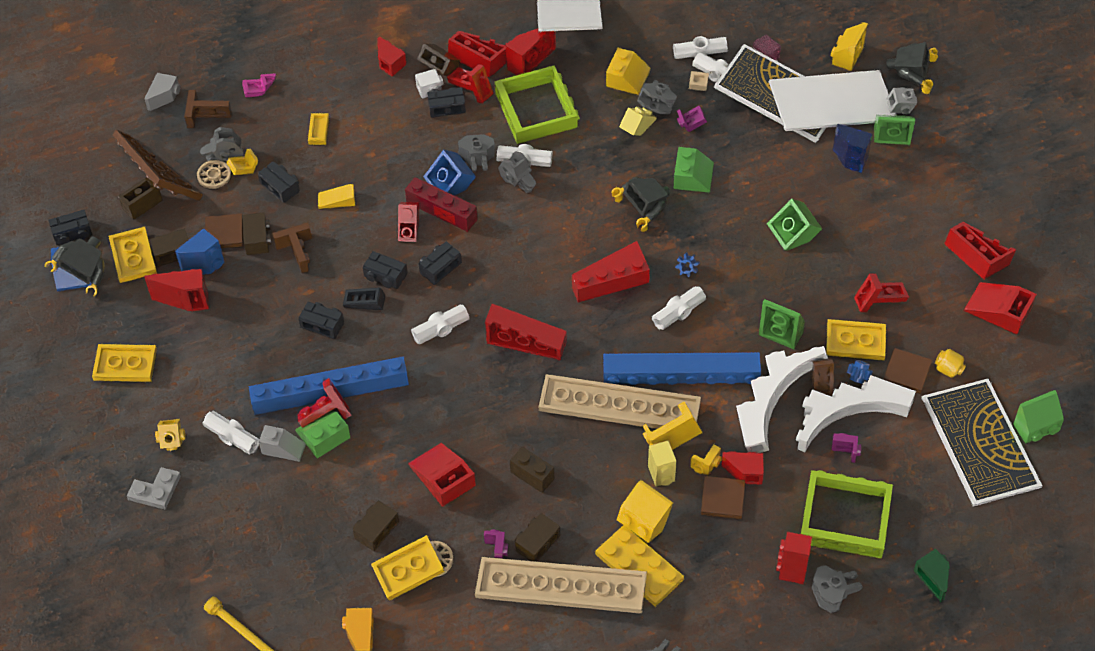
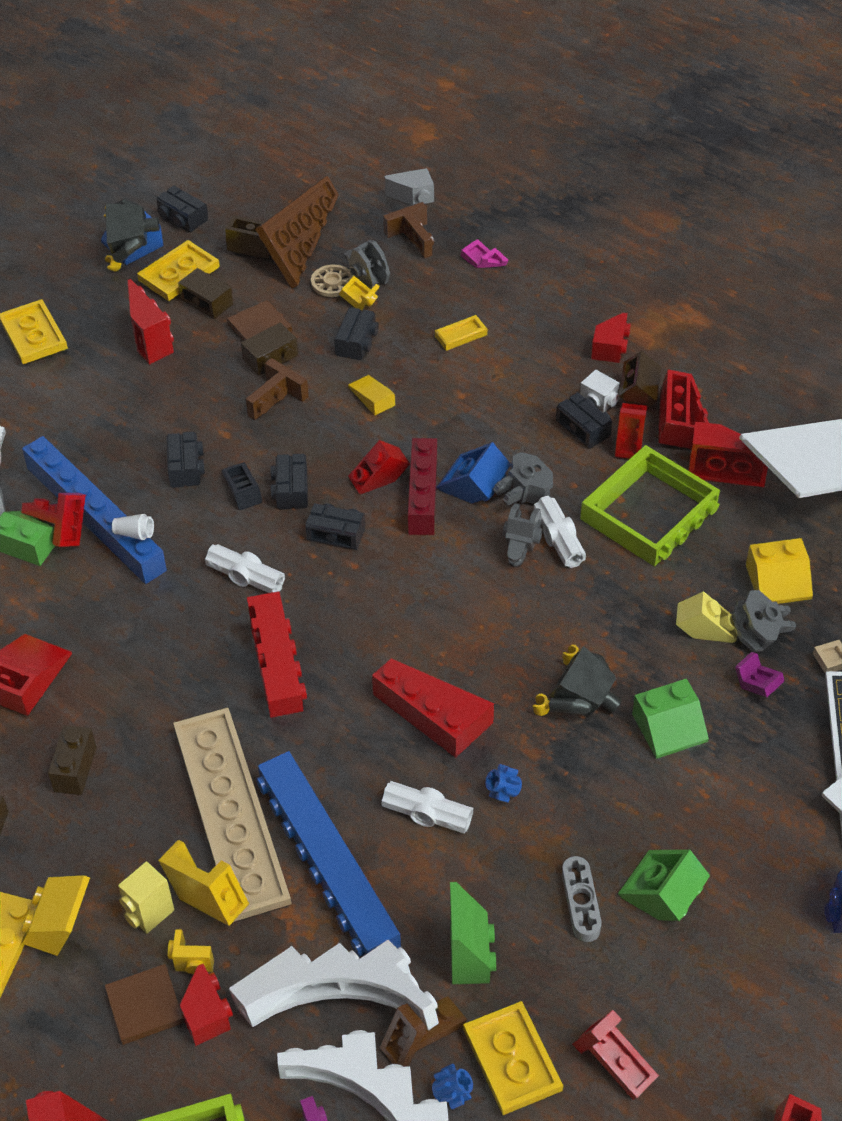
camera: 60 degrees right, 5 degrees down
(200, 253) = (204, 315): blue slope -> none
(380, 359) = (134, 526): none -> white cone
(794, 266) = (577, 910): none -> light grey beam

